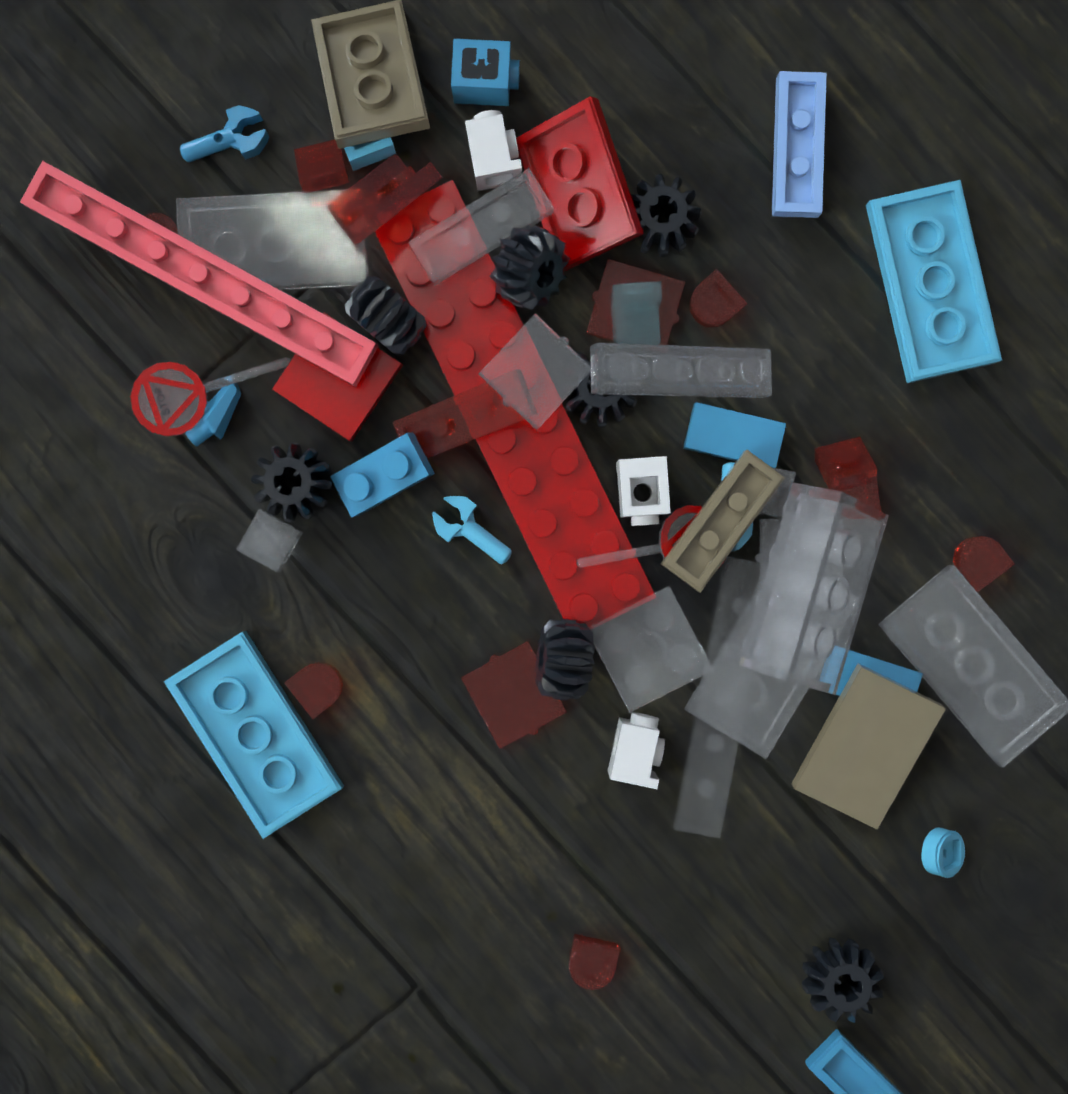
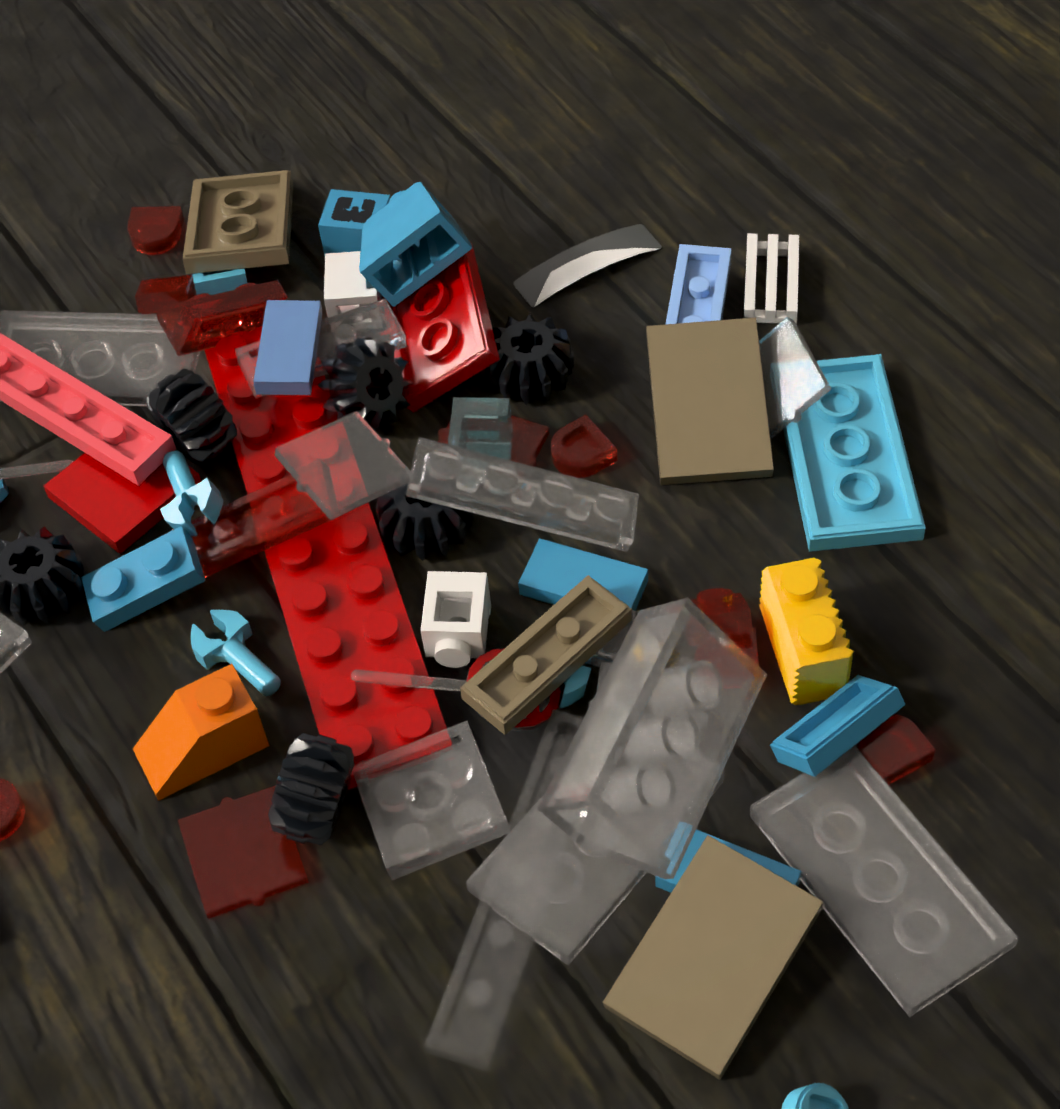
camera: 10 degrees right, 35 degrees down
(229, 137) = (94, 266): dark azure bar -> none
(288, 81) = (155, 228): none -> clear red tile
(402, 396) = (188, 495): none -> medium azure bar
(458, 241) = (288, 347): none -> medium blue tile
(462, 612) = (200, 733): none -> orange slope
(545, 108) = (409, 243): none -> dark azure torso
(636, 750) = (386, 925): white brick -> none
(691, 87) = (583, 260): none -> sticker
(822, 250) = (709, 401): none -> dark tan tile
(858, 58) = (772, 250): none -> white tile
(876, 223) = (789, 376): none -> clear piece
(917, 475) = (805, 630): none -> yellow brick
(943, 551) = (837, 725): none -> dark azure tile

